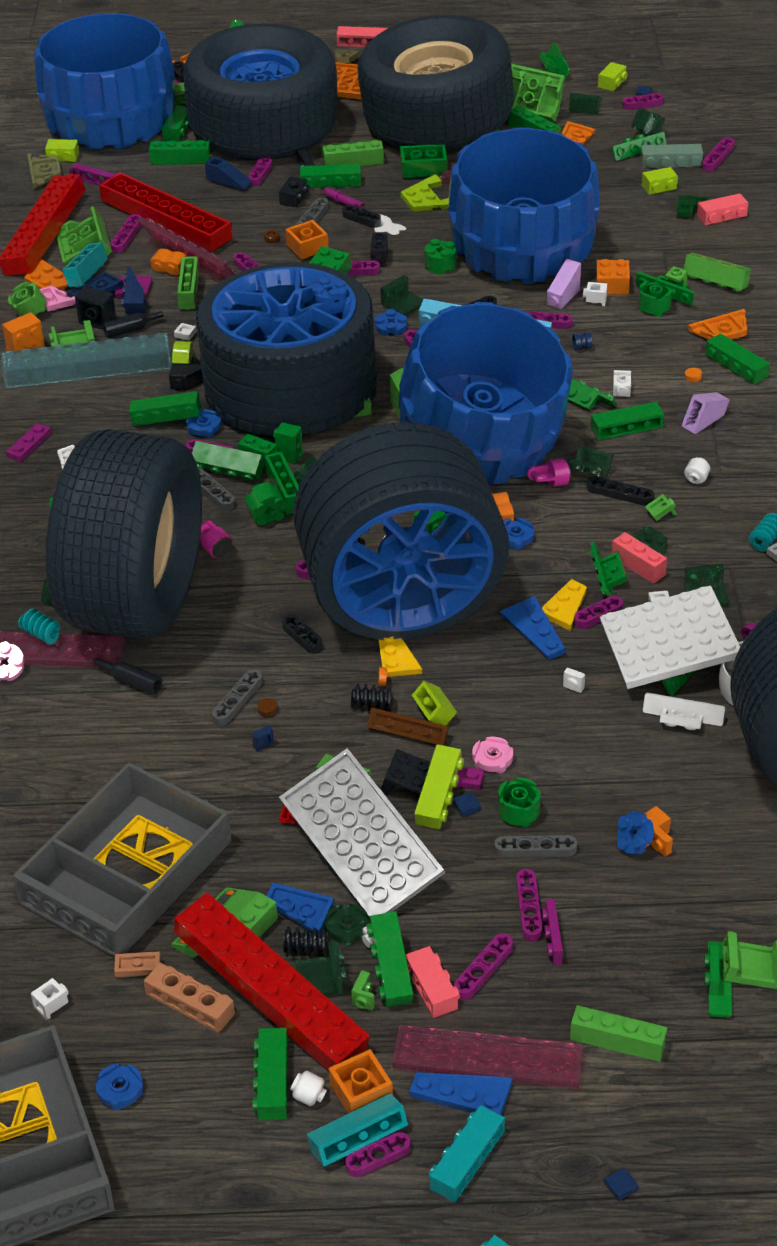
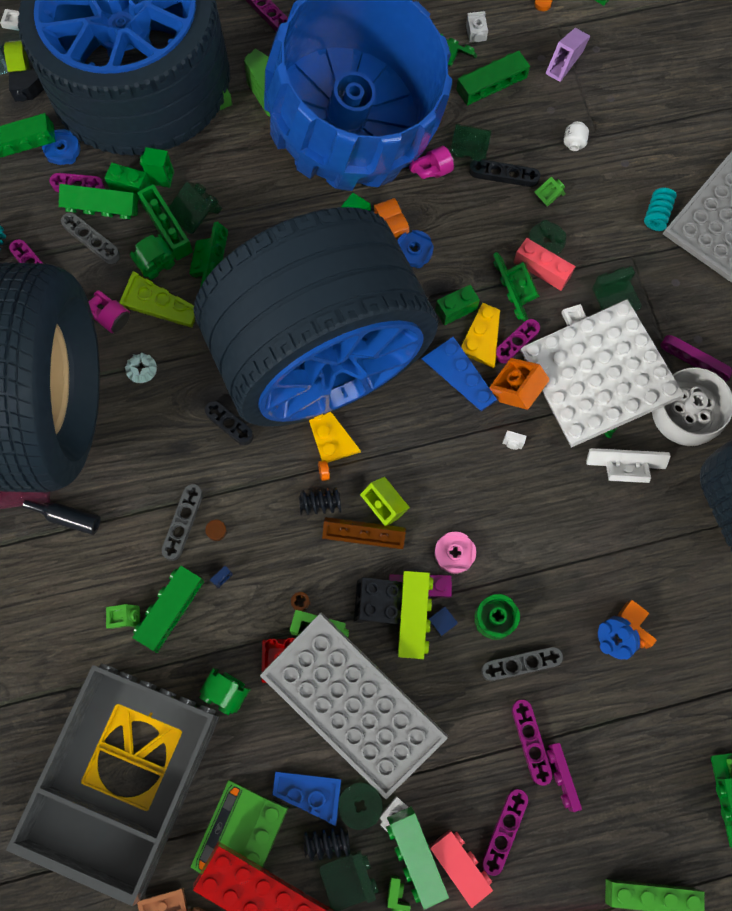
camera: 15 degrees left, 30 degrees up
(162, 751) = (122, 616): none -> bright green bracket
(206, 753) = (168, 609): none -> green brick
(235, 588) = (146, 374): none -> light aqua gear
(243, 813) = (224, 691): none -> green brick
(254, 537) = (152, 300): none -> lime wing
(545, 576) = (457, 304): none -> green brick
(588, 635) = (519, 383): none -> orange brick

